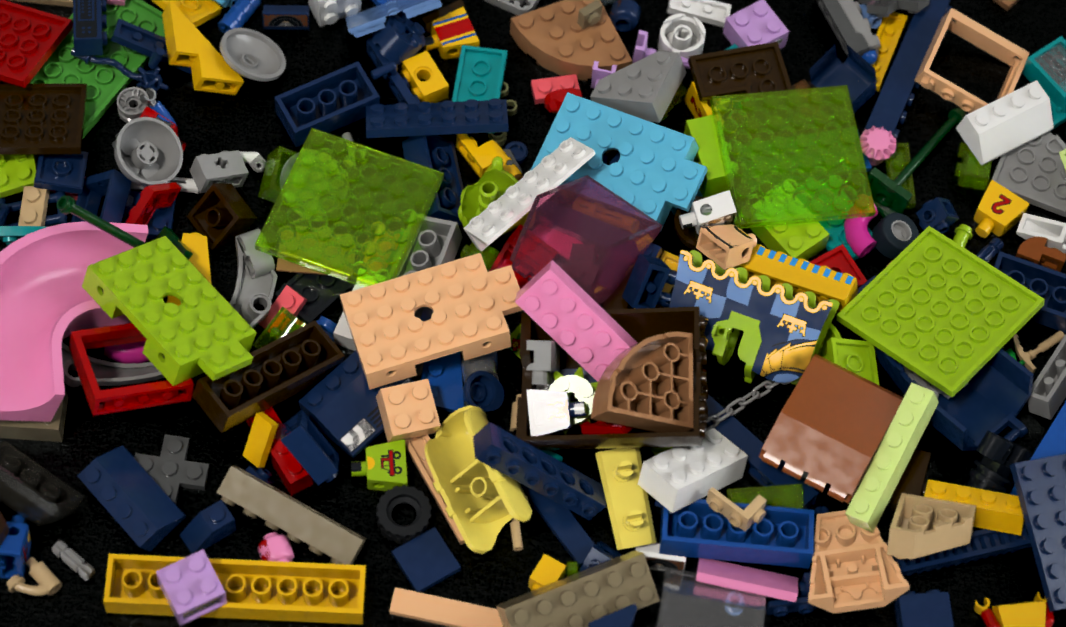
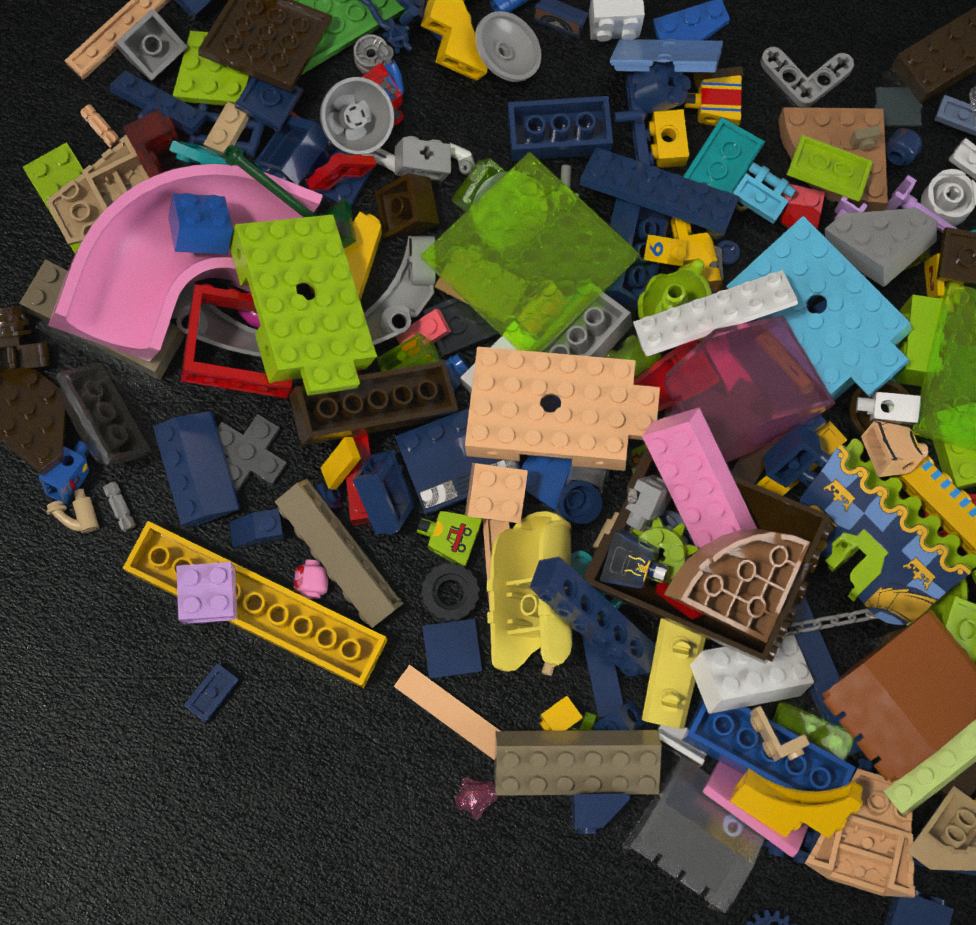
camera: 25 degrees right, 15 degrees up
(53, 281) = (200, 223): none -> blue brick
(463, 166) = (665, 250): none -> yellow brick
(524, 95) = (760, 197): none -> medium azure plate
(572, 48) = (830, 168): none -> lime tile
(772, 563) = (788, 808): none -> yellow arch

